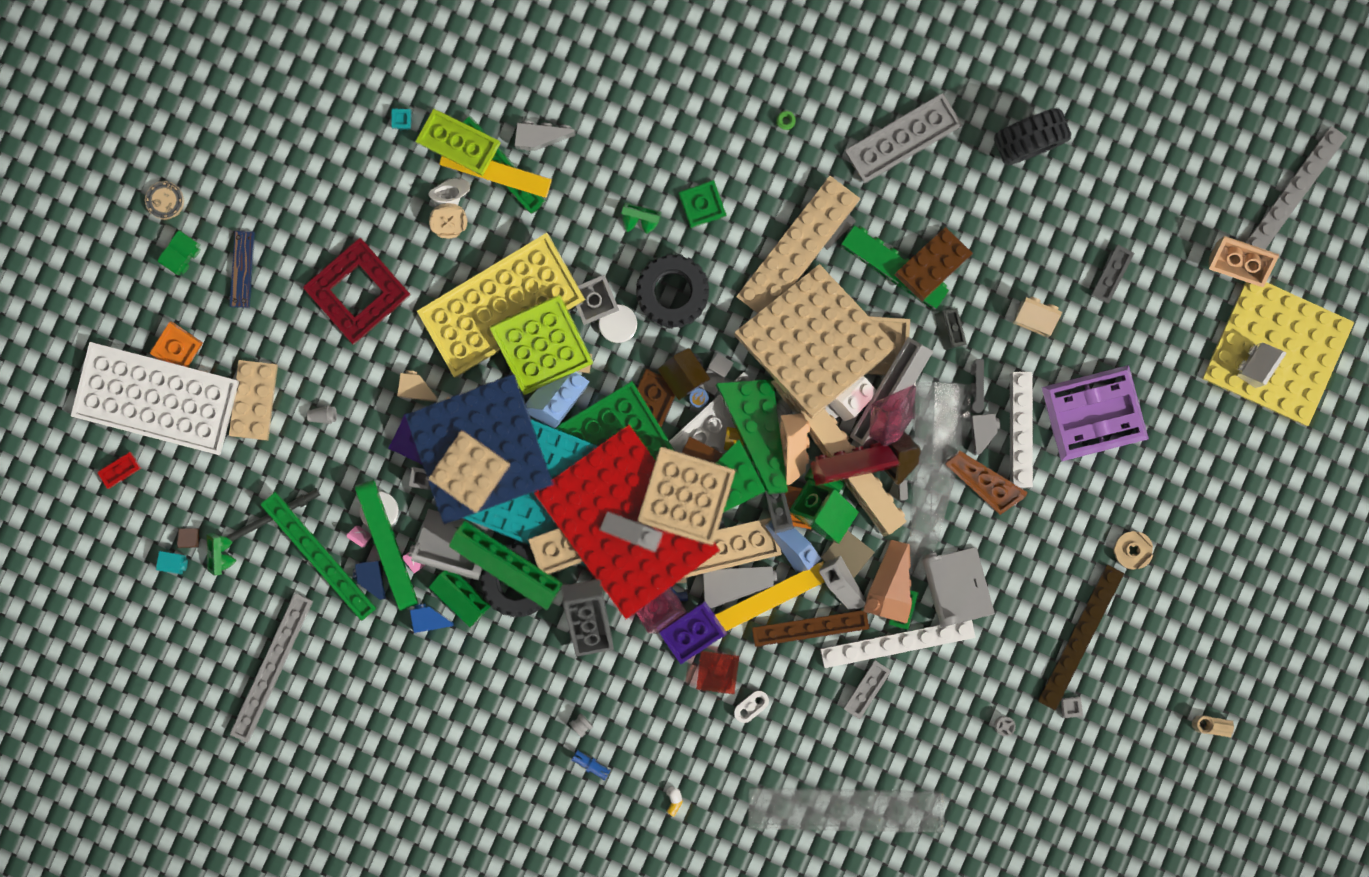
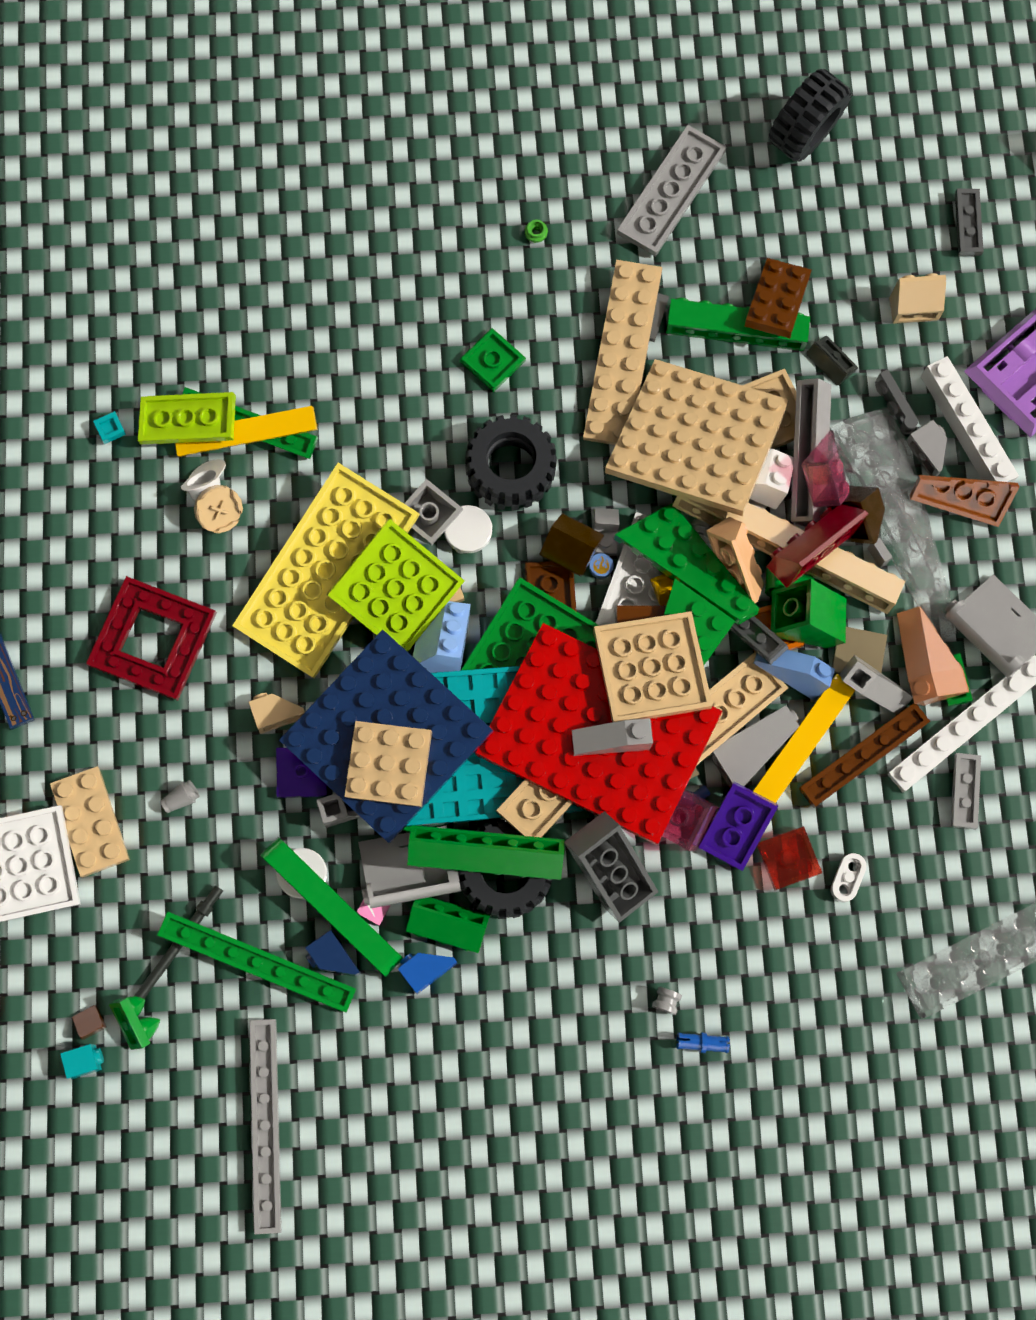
camera: 30 degrees left, 10 degrees down
(359, 536) = (293, 915): bright pink slope -> none
(536, 137) = (274, 373): light grey slope -> none
(633, 213) = (422, 408): green tile -> none
(676, 800) = (824, 1033): arm -> none

